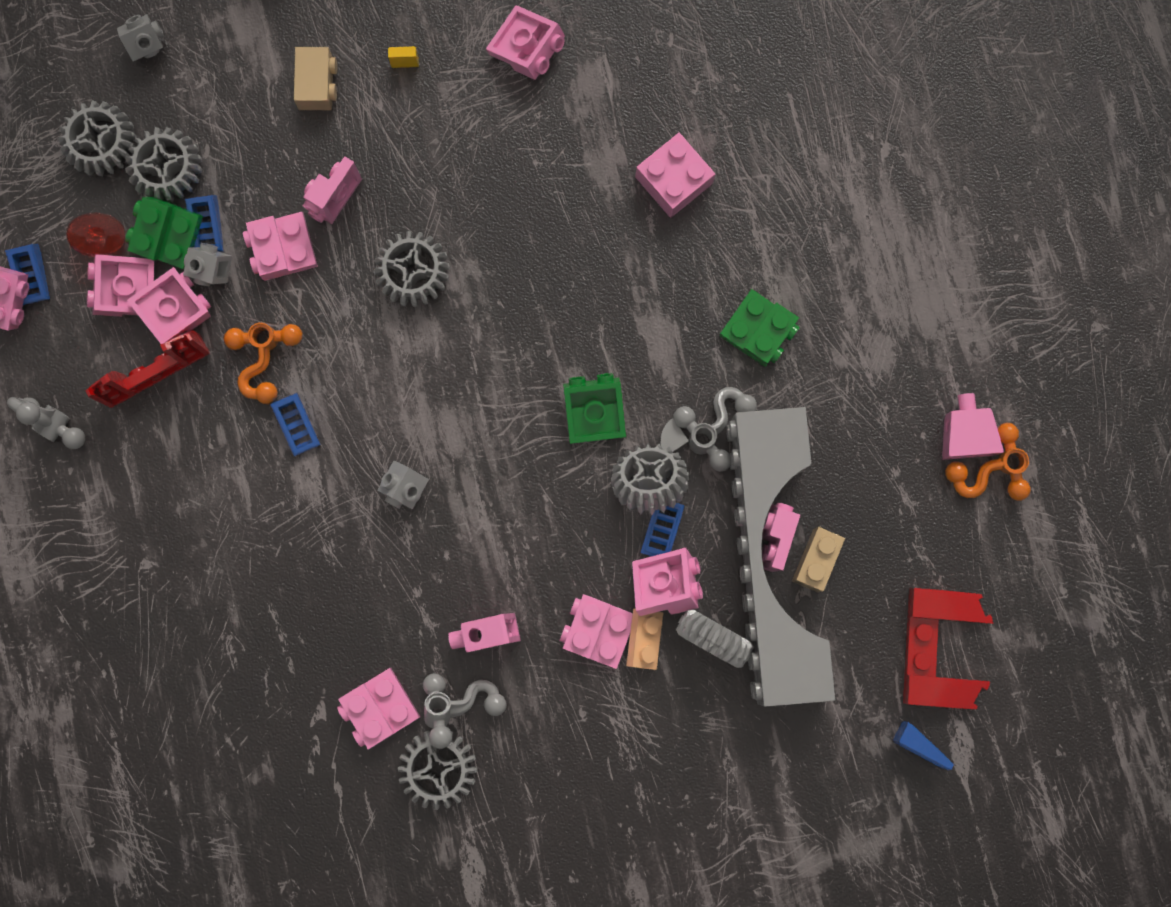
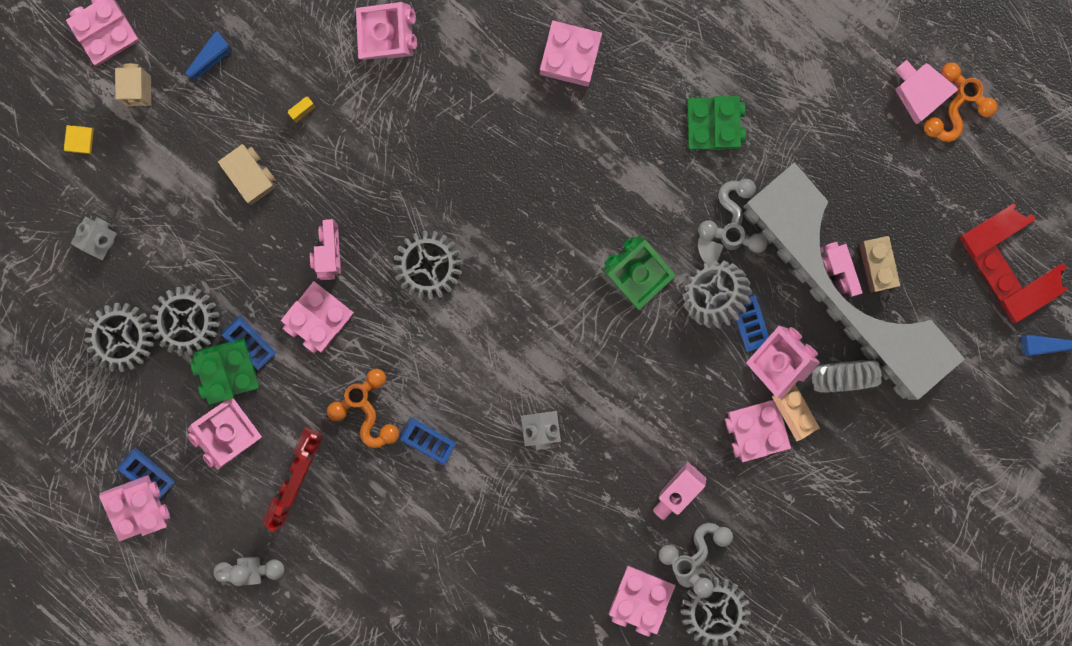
camera: 35 degrees left, 5 degrees up
(95, 234) = (173, 401): clear red dish -> none
(170, 306) = (272, 422): bright pink plate -> none
(207, 265) = (275, 372): light grey brick -> none

